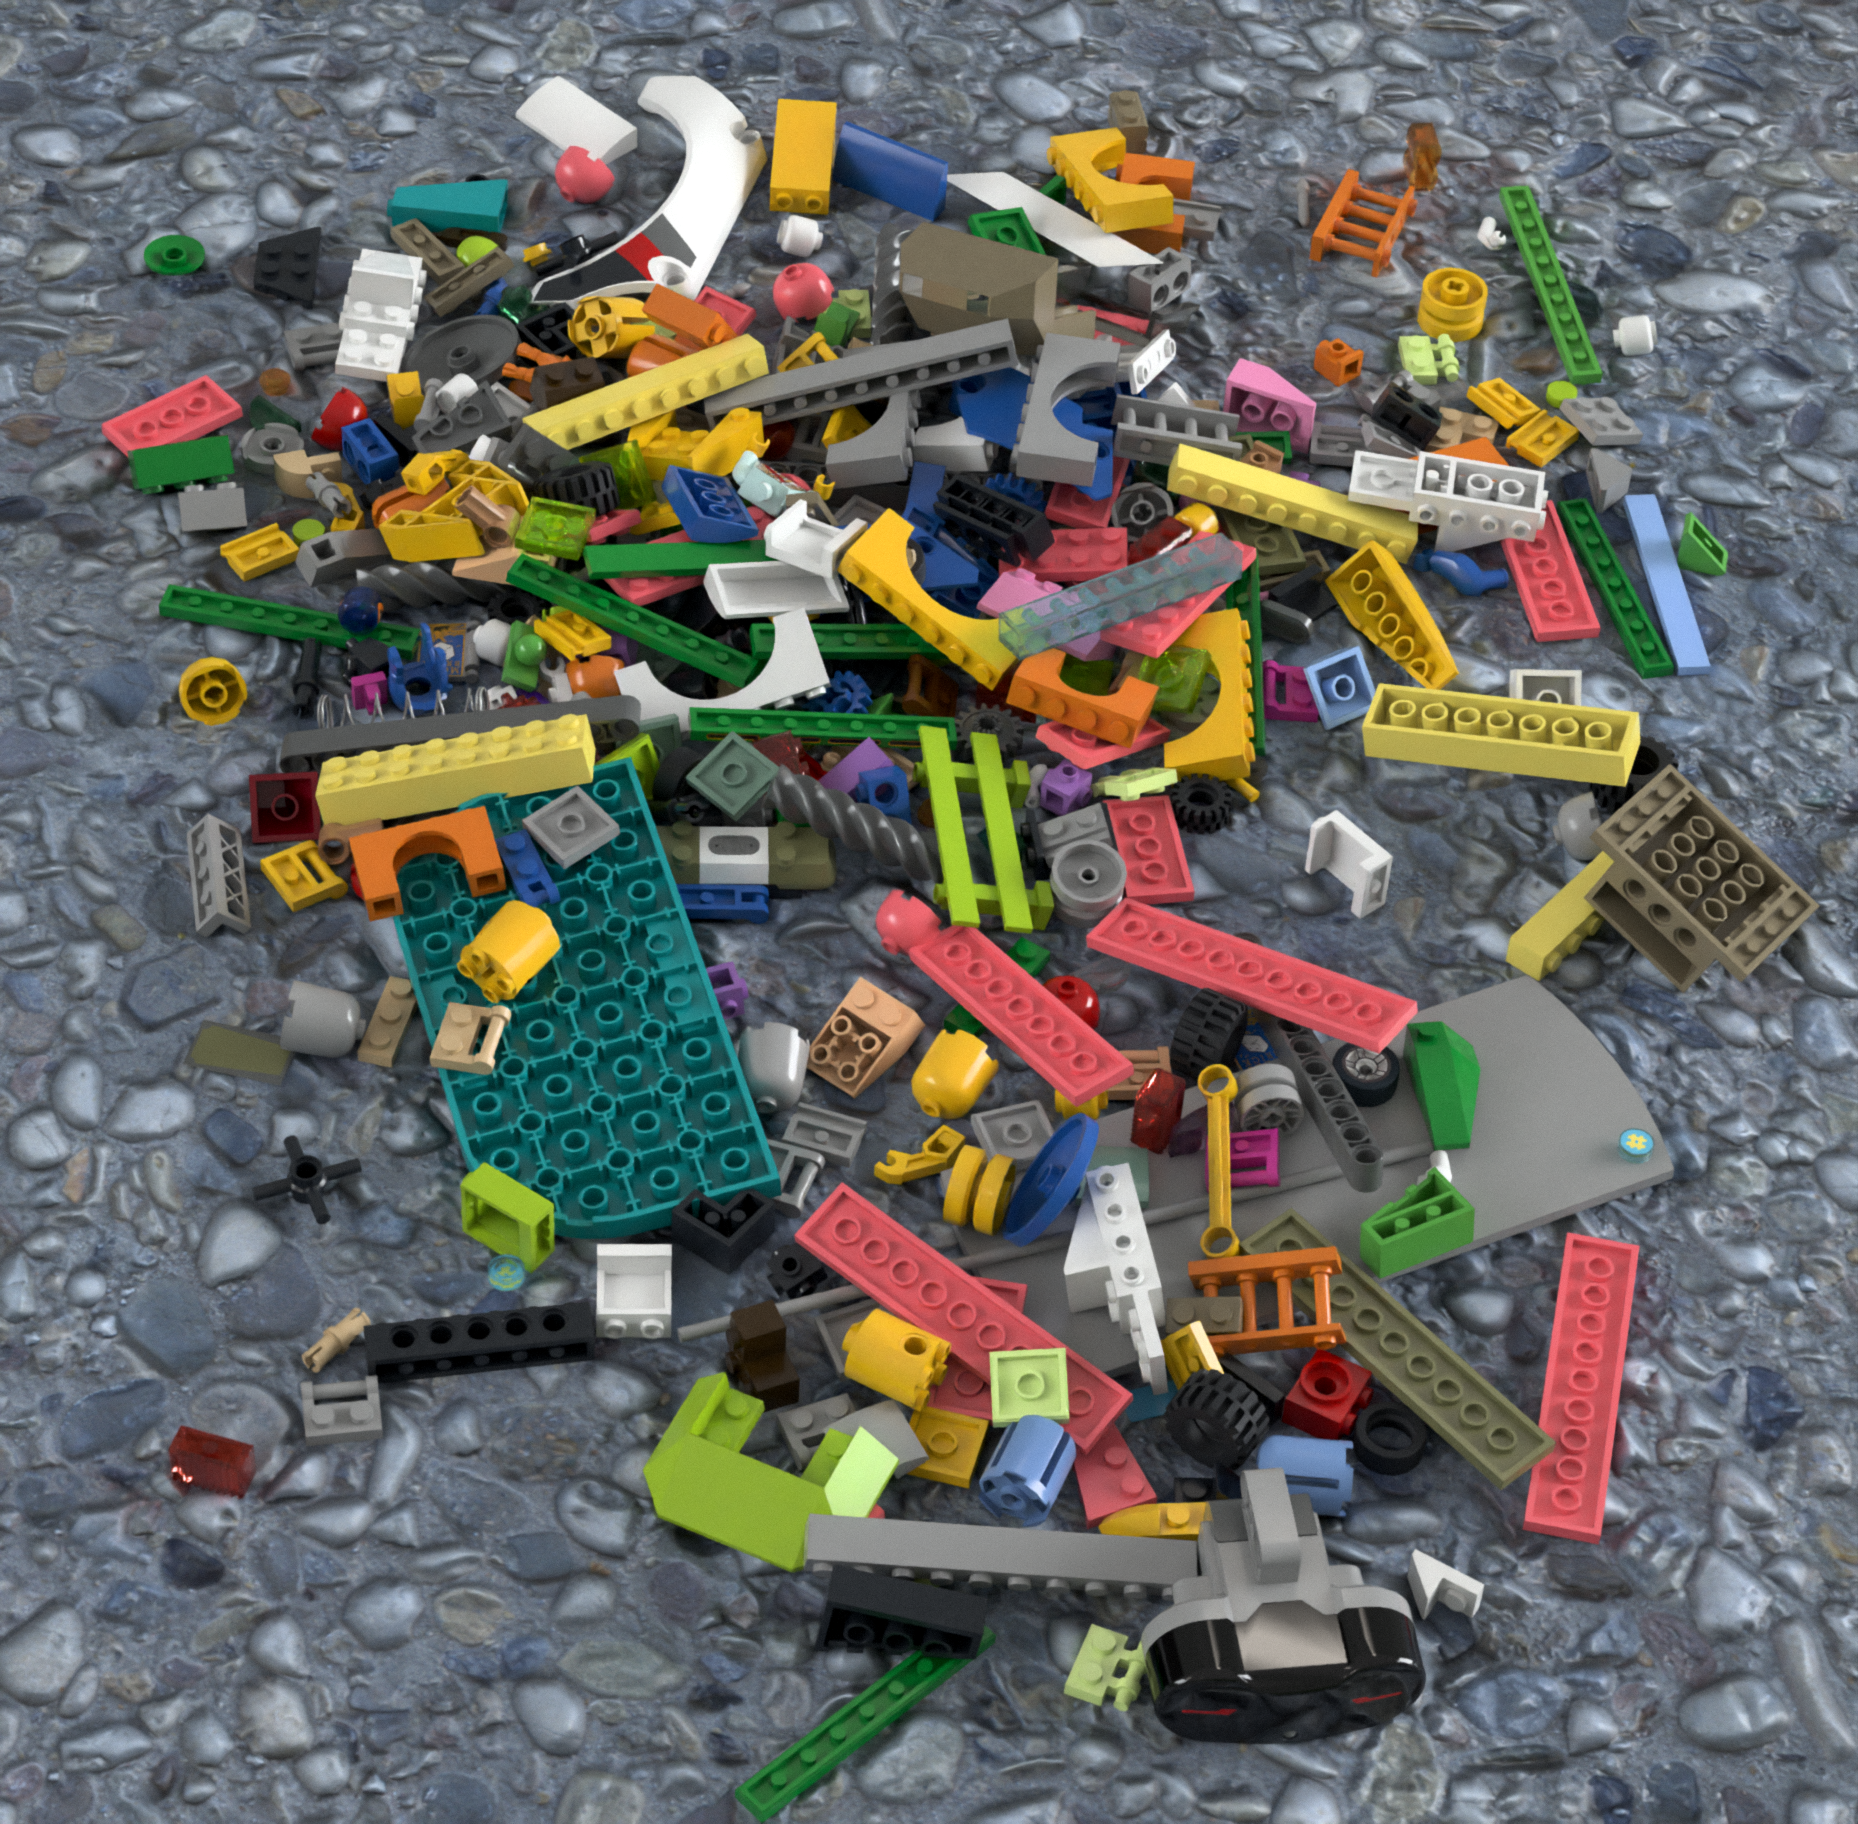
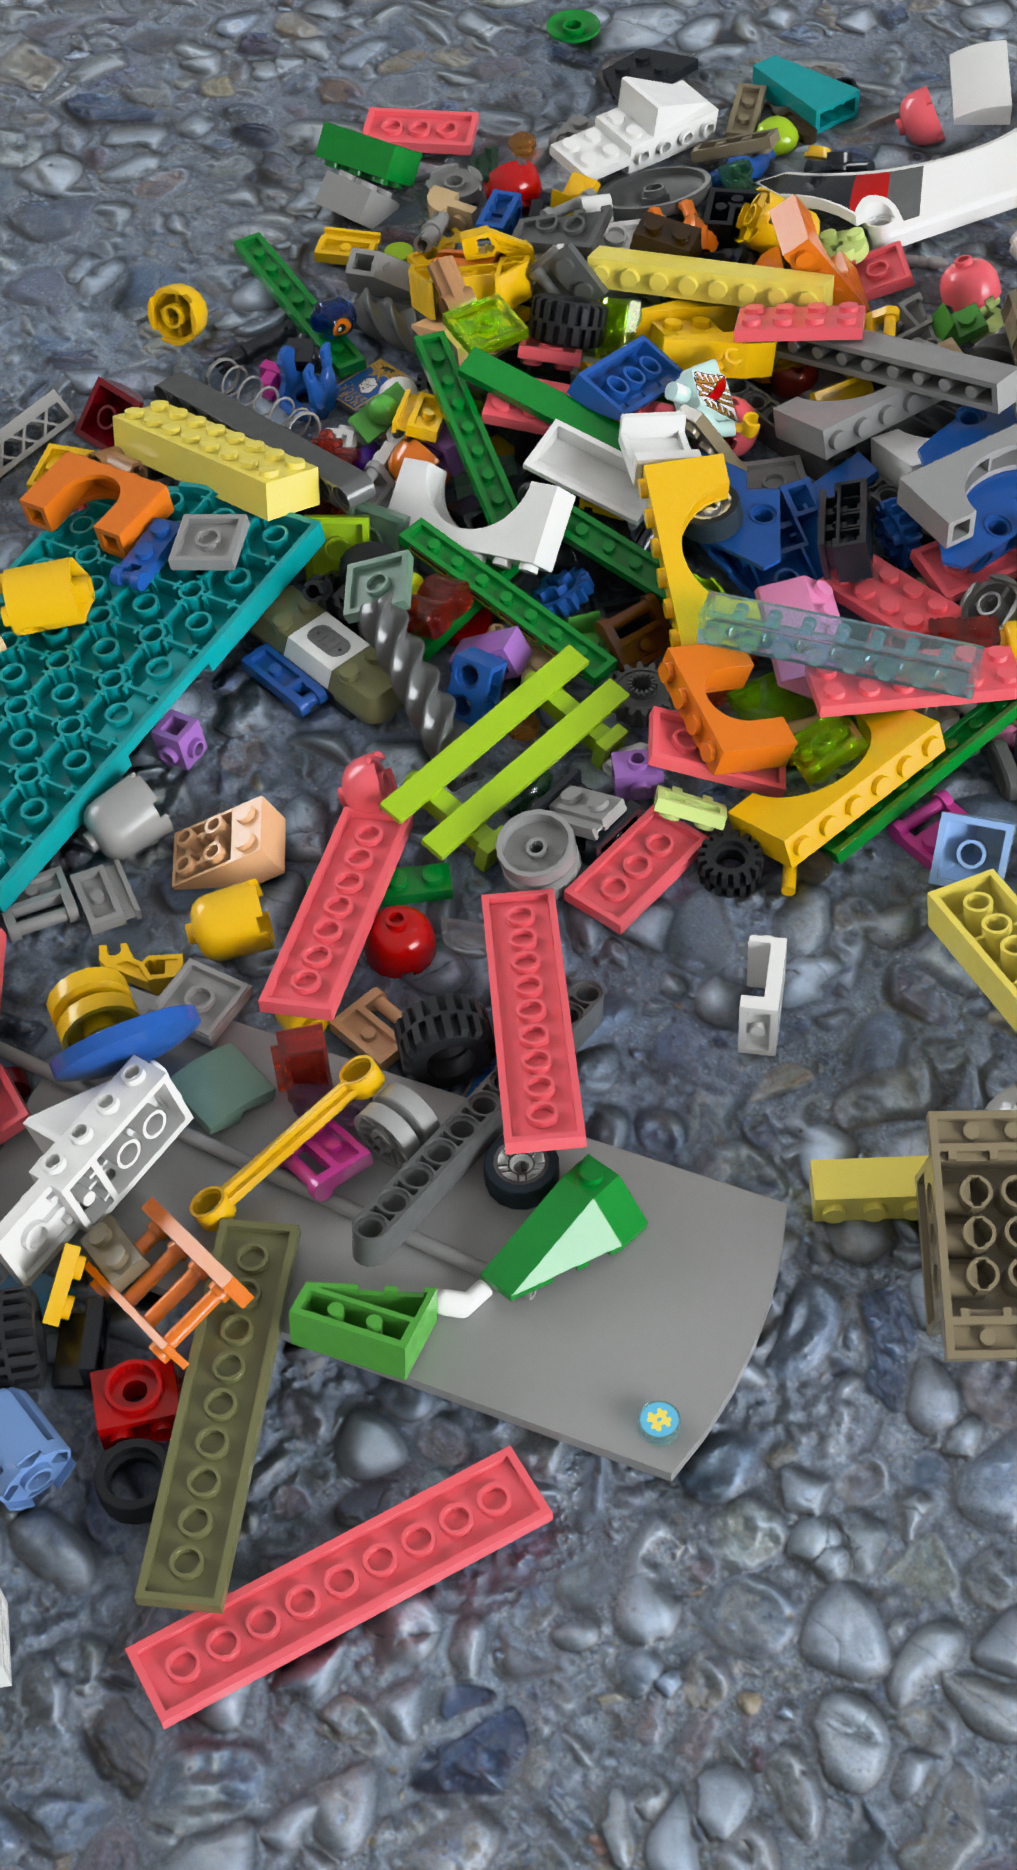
camera: 55 degrees right, 5 degrees up
(773, 385) = (800, 323): none -> coral plate

